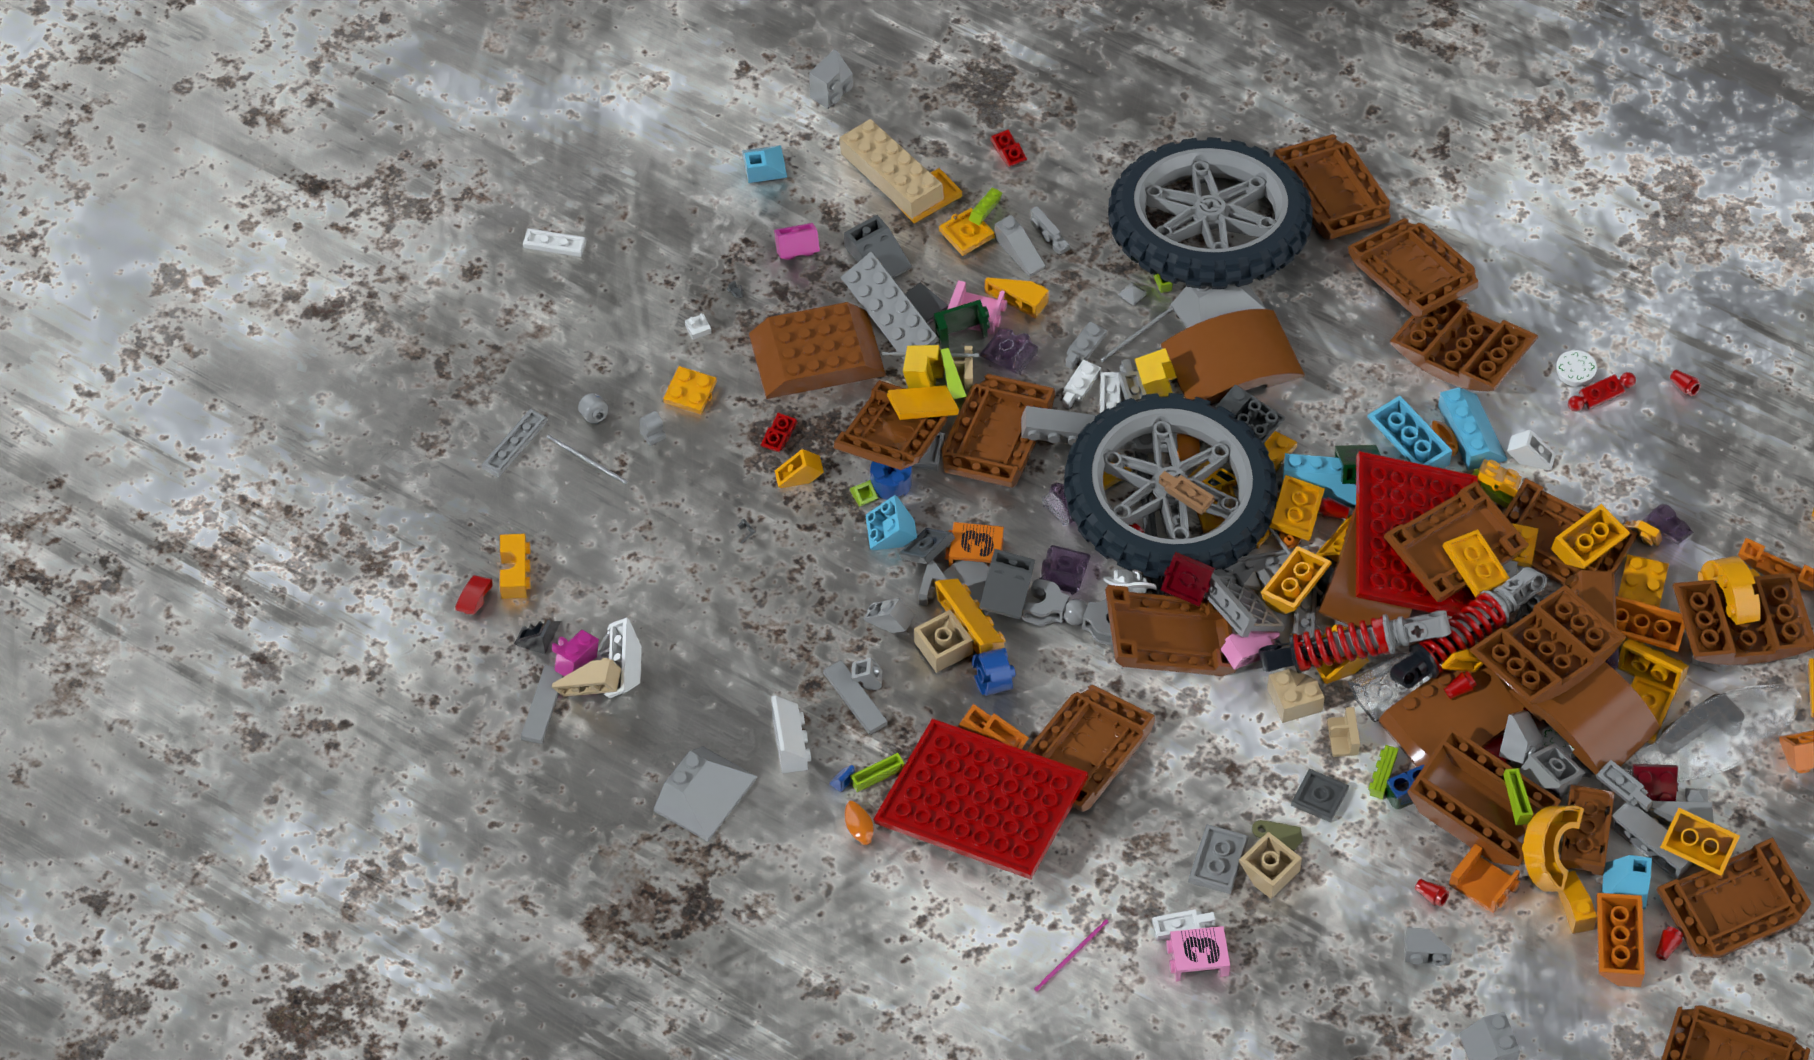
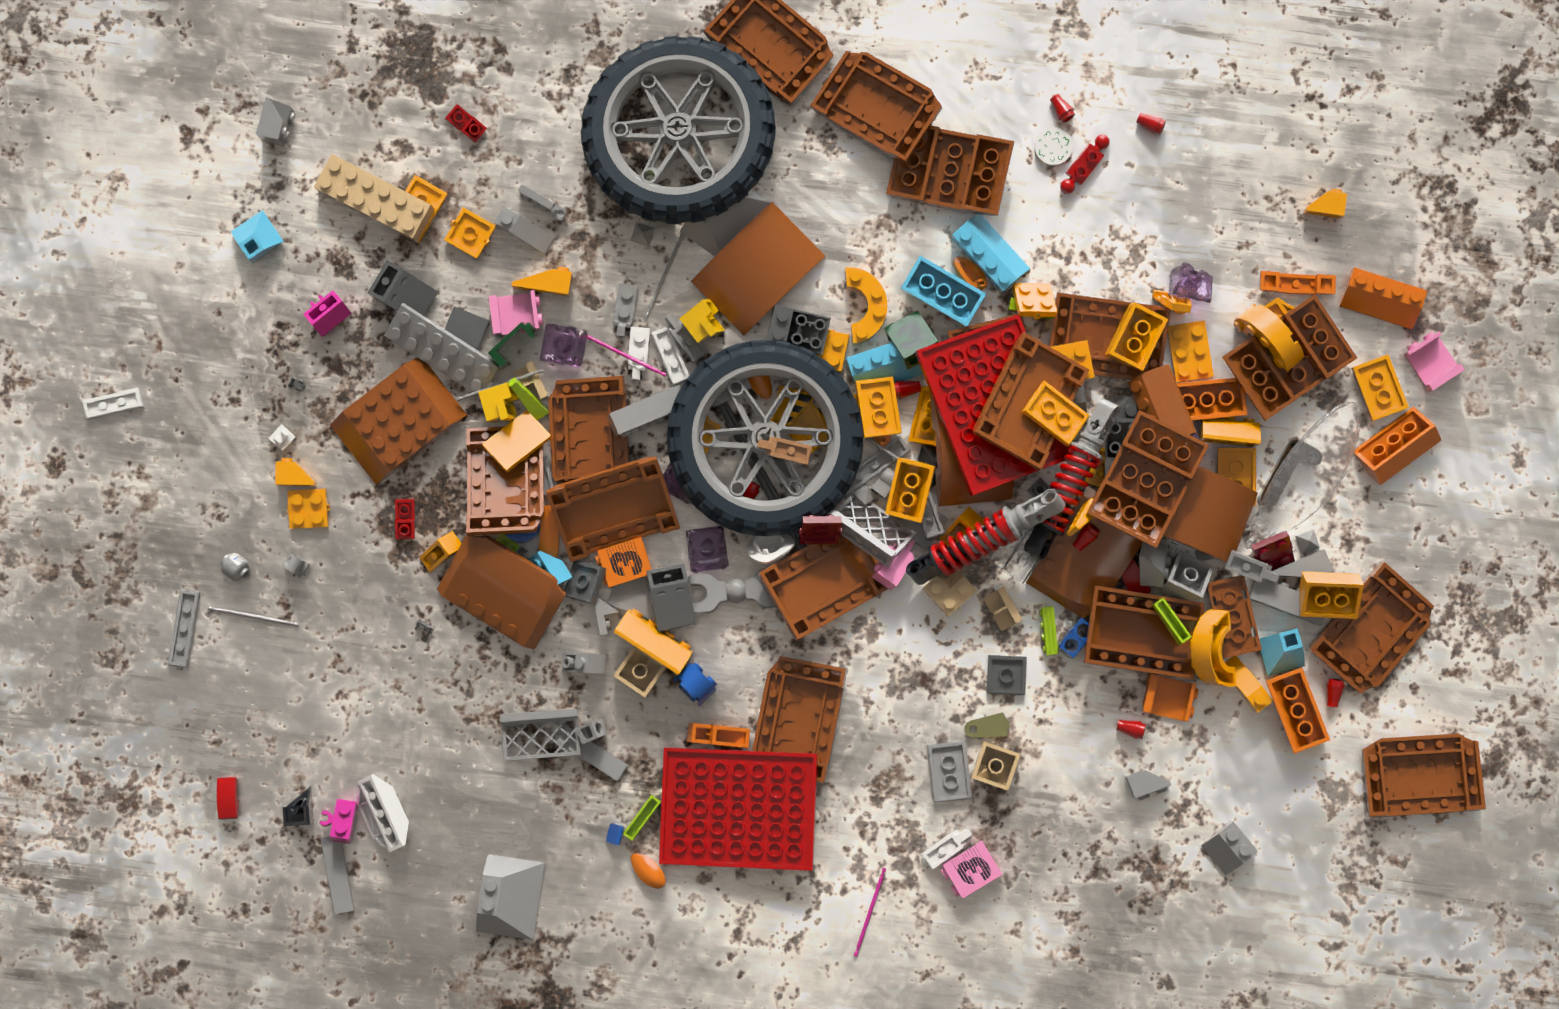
camera: 25 degrees left, 30 degrees up
(514, 580) = (257, 768): light orange arch -> none
(592, 678) = (371, 843): tan slope -> none
(690, 355) = (292, 474): none -> light orange slope
(789, 735) = (556, 818): white slope -> none
(816, 642) = (540, 717): none -> light grey fence
(843, 518) = (502, 589): none -> dark orange slope
(917, 488) = (549, 533): none -> orange slope
(985, 206) = (475, 201): lime piece -> none
(988, 488) = (612, 507): none -> dark orange slope
(1066, 378) = (626, 356): none -> dark pink piece
(1335, 410) = (876, 300): none -> light orange brick
(1531, 450) = (1049, 255): white slope -> none
(1599, 340) = (1062, 108): none -> red cone

